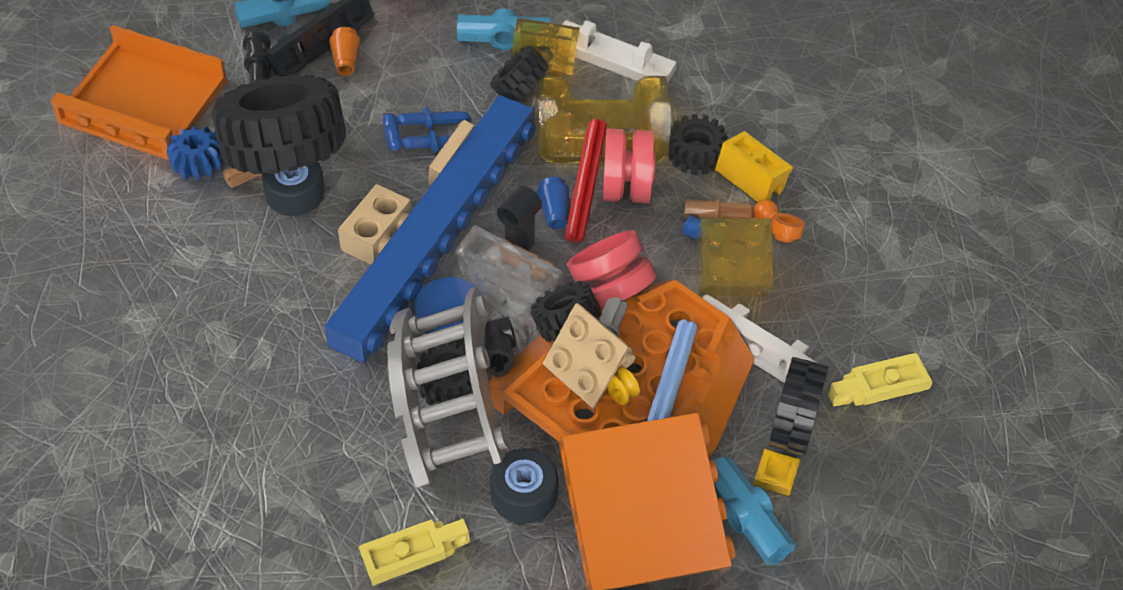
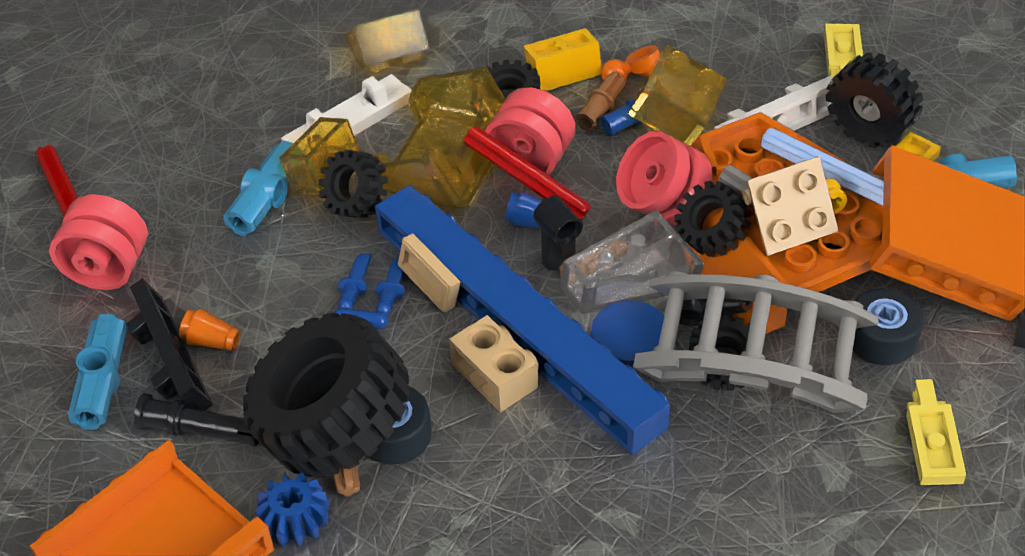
camera: 65 degrees left, 5 degrees down
(711, 44) = (388, 40): none -> clear yellow slope

